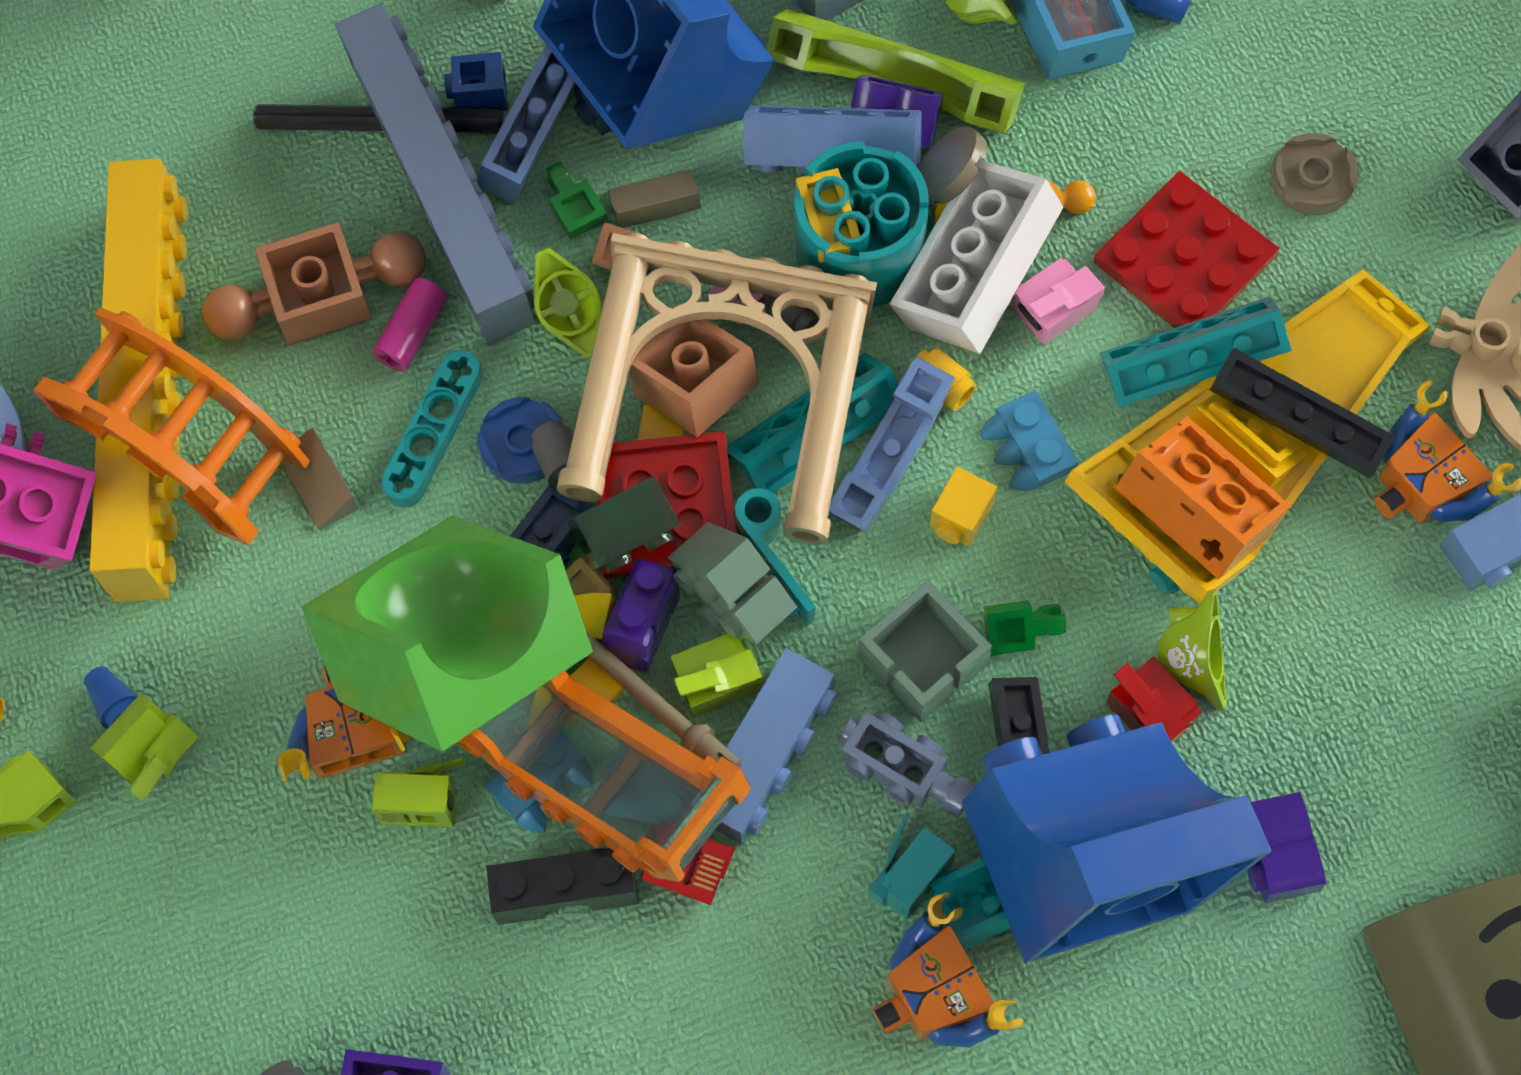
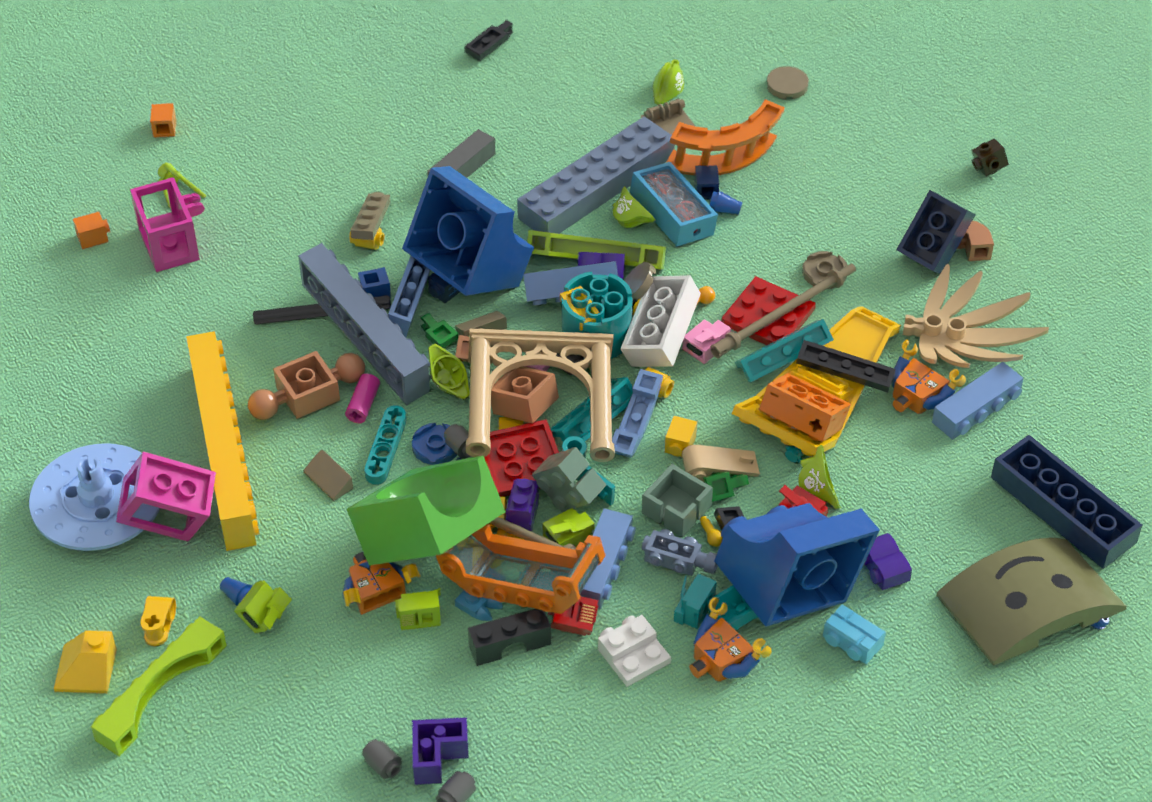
camera: 15 degrees left, 20 degrees down
(155, 450) = (246, 457): orange fence -> none
(624, 524) = (509, 460): clear green brick -> none
(780, 950) = (633, 649): none -> white plate
(979, 733) = (713, 535): none -> yellow piece
(1002, 568) = (703, 460): none -> tan door
(1032, 441) = (707, 404): dark azure plate -> none
(1106, 313) = (733, 340): none -> dark tan bar
(1186, 998) = (853, 634): none -> medium azure brick

